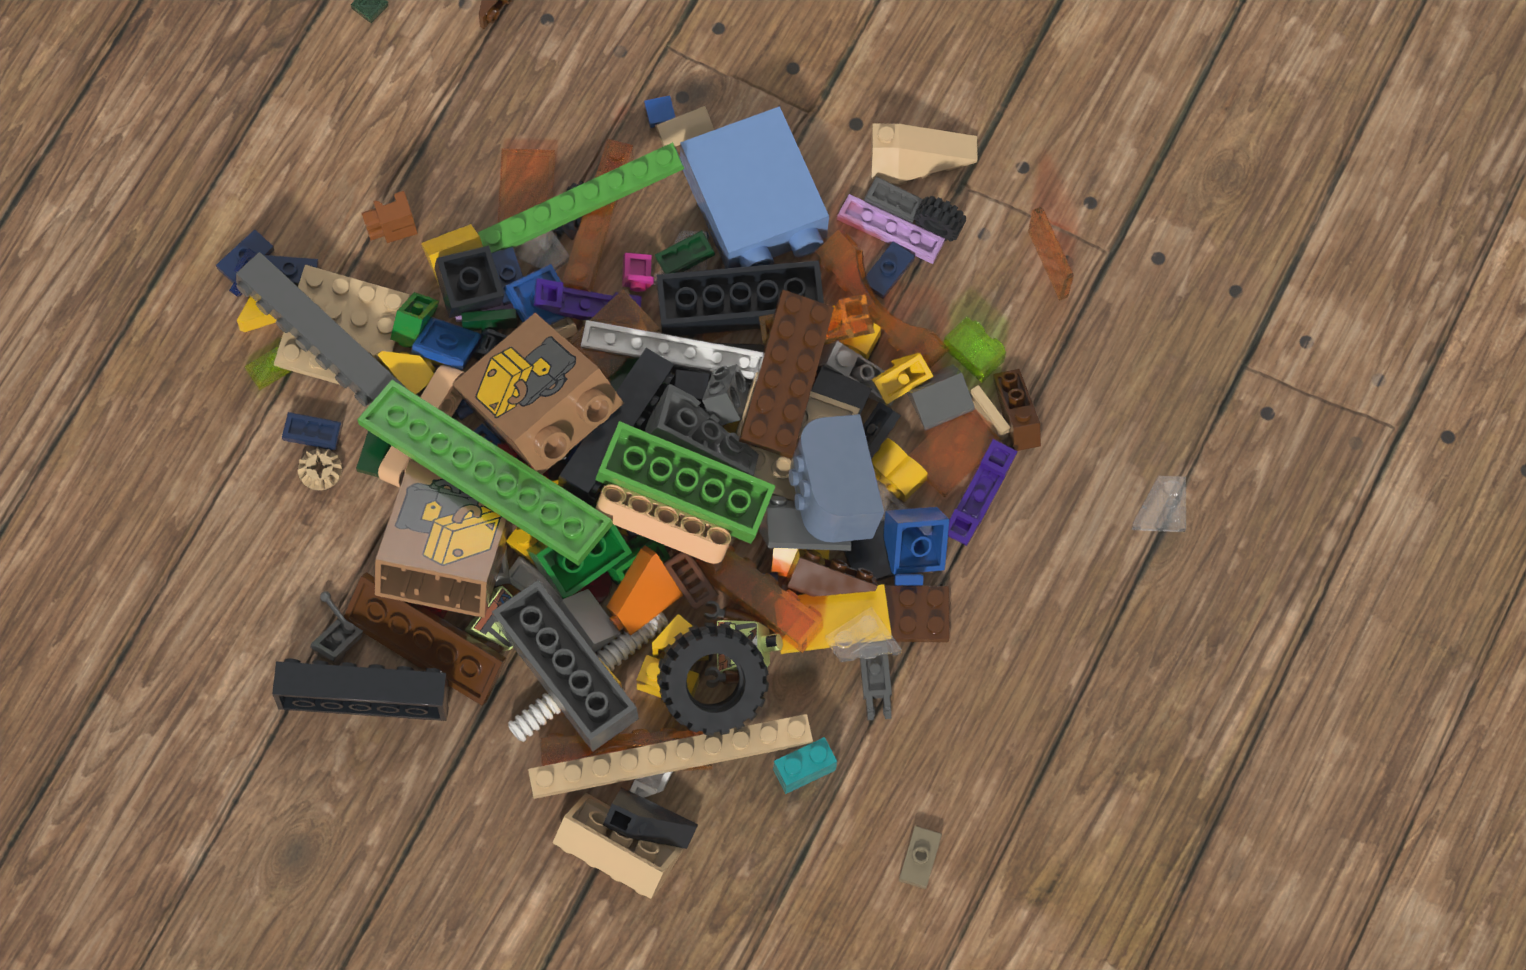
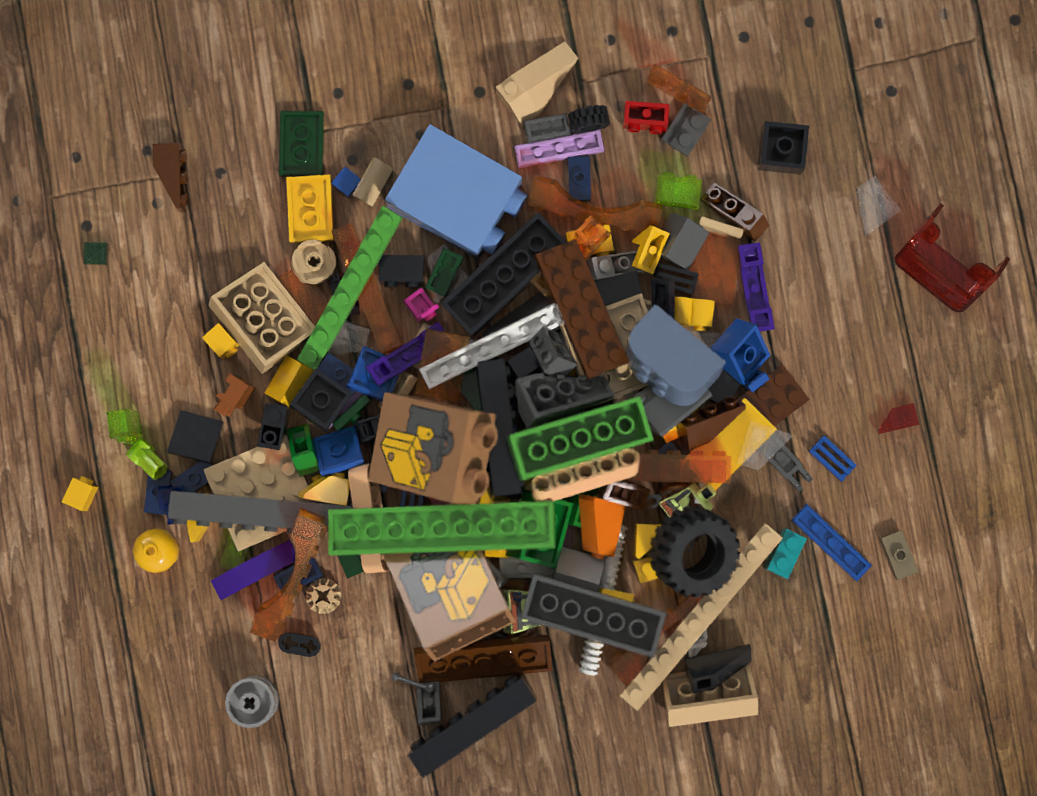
camera: 30 degrees left, 15 degrees up
(170, 510) = (239, 705): none -> light grey wheel
(172, 203) = (80, 493): none -> yellow brick
(197, 308) = (155, 550): none -> yellow cylinder
(260, 217) = (143, 455): none -> lime piece
(263, 492) = (298, 650): none -> black beam
(265, 170) = (124, 426): none -> clear neon green brick
(275, 393) = (254, 569): none -> dark purple slope
(322, 233) = (195, 437): none -> black tile
(351, 384) = (271, 614): none -> clear orange arch
(406, 274) = (274, 426): none -> black slope
(419, 165) = (221, 341): none -> yellow brick
(476, 170) = (262, 317): none -> tan slope
(563, 171) = (307, 273): none -> tan plate
(604, 108) = (310, 208): none -> yellow plate
(645, 47) = (301, 143): none -> dark green tile
(645, 226) = (402, 270): none -> black brick
(861, 794) = (831, 542): none -> blue tile
(923, 691) = (846, 471): none -> blue tile
(928, 437) = (657, 273): none -> black tile
(998, 256) = (645, 116): none -> red brick
(1026, 726) = (900, 418): none -> clear red slope
(1030, 301) = (686, 130): none -> dark grey plate
(1111, 381) = (783, 147): none -> black brick
(1178, 607) = (940, 271): none -> clear red windscreen

